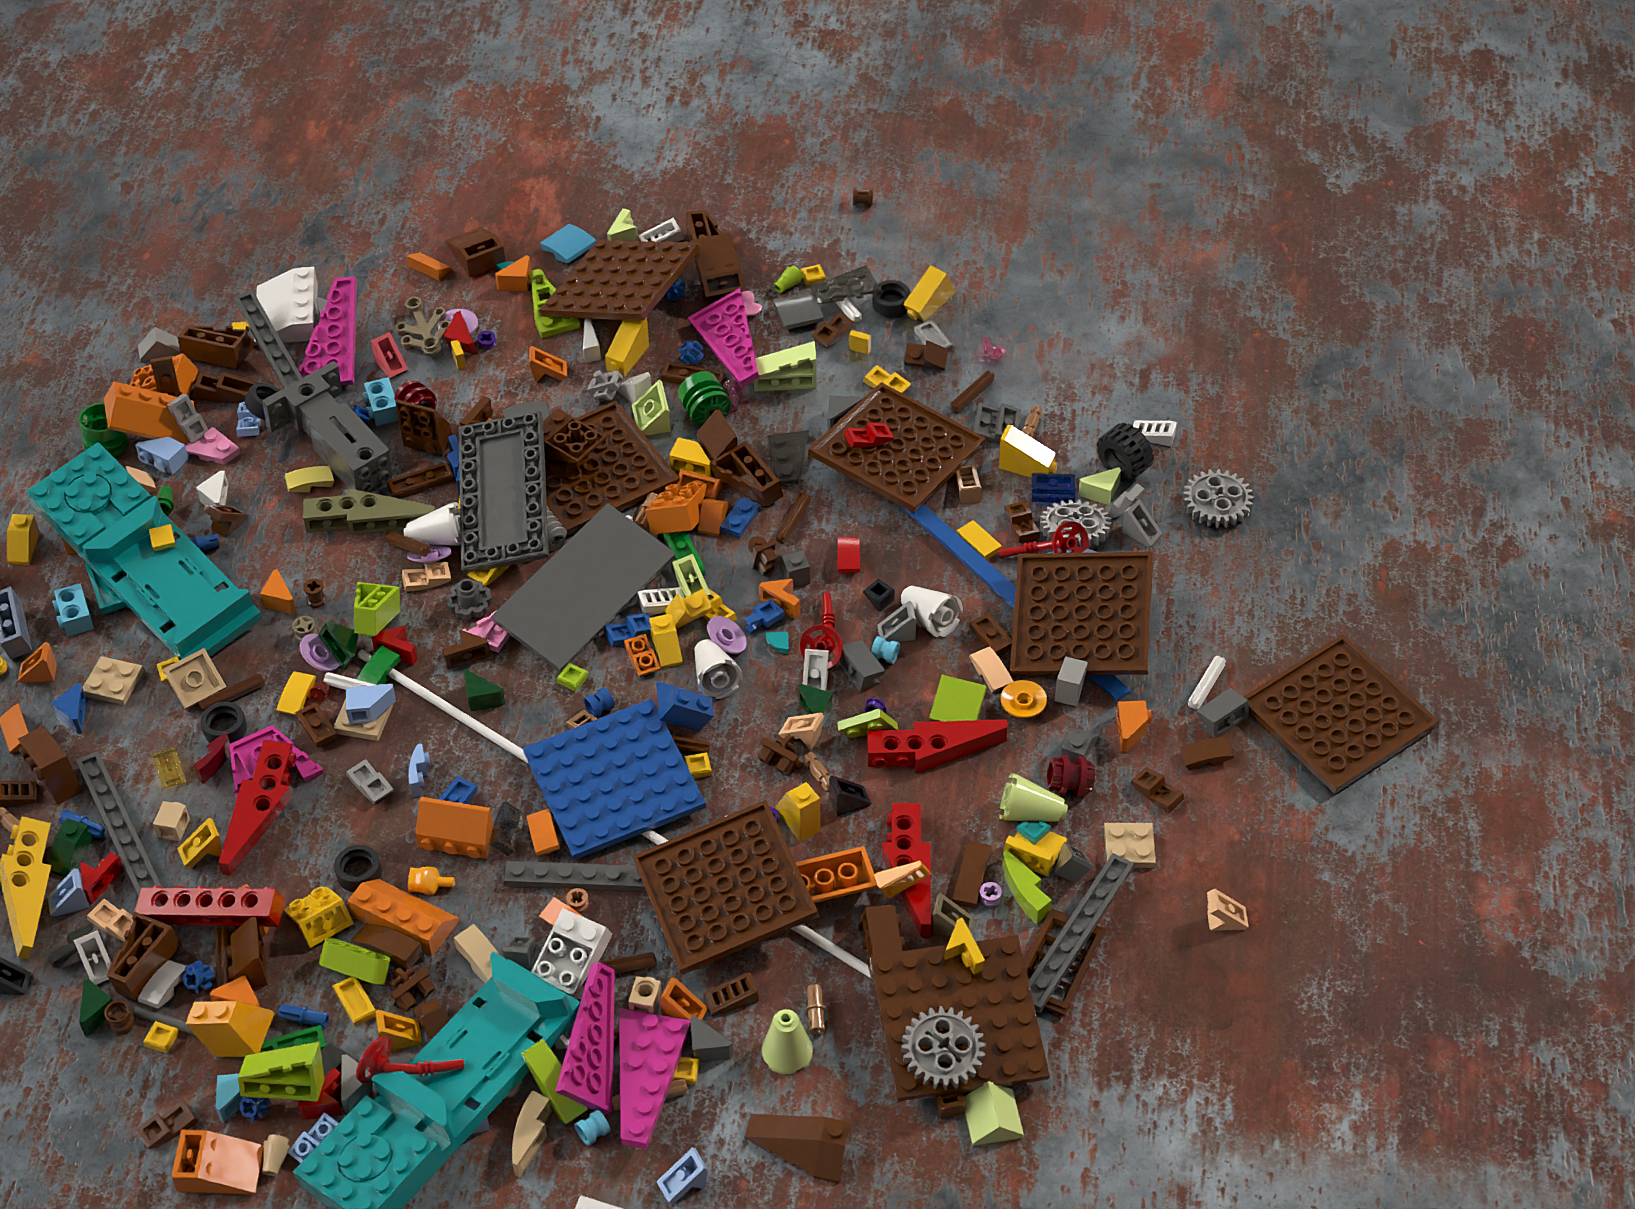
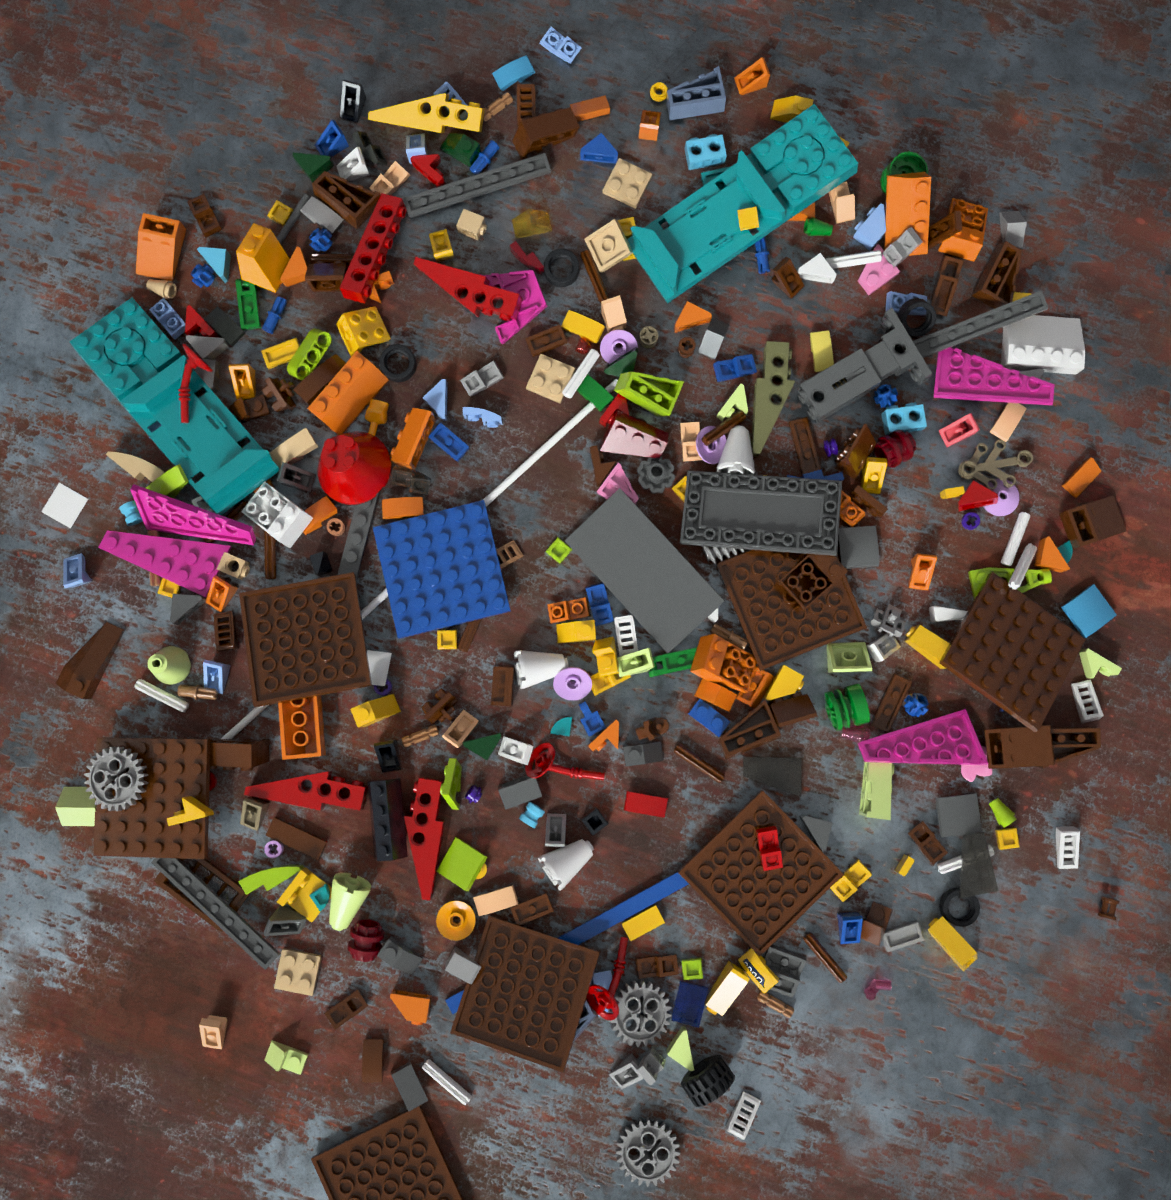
camera: 100 degrees right, 35 degrees up
(59, 988) = (331, 141): none -> blue slope
(119, 1017) = (297, 178): reddish brown wheel -> none
(200, 459) = (854, 259): none -> white axle
(281, 659) = (613, 314): none -> light nougat slope
(283, 1073) = (203, 291): lime wedge -> none
(300, 570) = (713, 338): none -> slope
(335, 551) = (734, 368): none -> blue slope
(368, 702) = (549, 378): light blue slope -> none
(374, 323) = (1008, 420): none -> light nougat slope
(374, 541) = (737, 400): none -> yellowish green slope
(399, 817) = (437, 399): none -> light blue slope
(417, 459) = (830, 447): none -> dark purple bush
(429, 620) = (633, 437): none -> wedge
(447, 411) = (873, 474): none -> yellow slope
(482, 693) = (552, 472): dark green slope -> none
(498, 889) = (353, 467): none -> red cone
(501, 304) = (1015, 538): none -> white axle
(530, 290) = (1022, 566): none -> white axle
(599, 702) = (524, 572): blue wheel -> none
(626, 906) = (320, 563): none -> black slope
(683, 706) = (502, 635): blue slope -> none
(743, 700) = (502, 686): none -> reddish brown hinge
(788, 991) = (215, 675): none -> light blue slope
(809, 232) = (1061, 838): none -> white slope
(828, 1051) = (161, 695): none -> white axle
(900, 878) = (283, 773): light orange slope -> none
(926, 778) = (387, 819): none -> black slope
(933, 374) = (849, 927): none -> blue slope
(968, 486) = (696, 928): medium nougat slope -> none
(991, 443) = (758, 970): none -> yellow slope
(1016, 493) = (692, 968): none -> lime tile
(1232, 839) = (286, 1057): none -> yellowish green slope

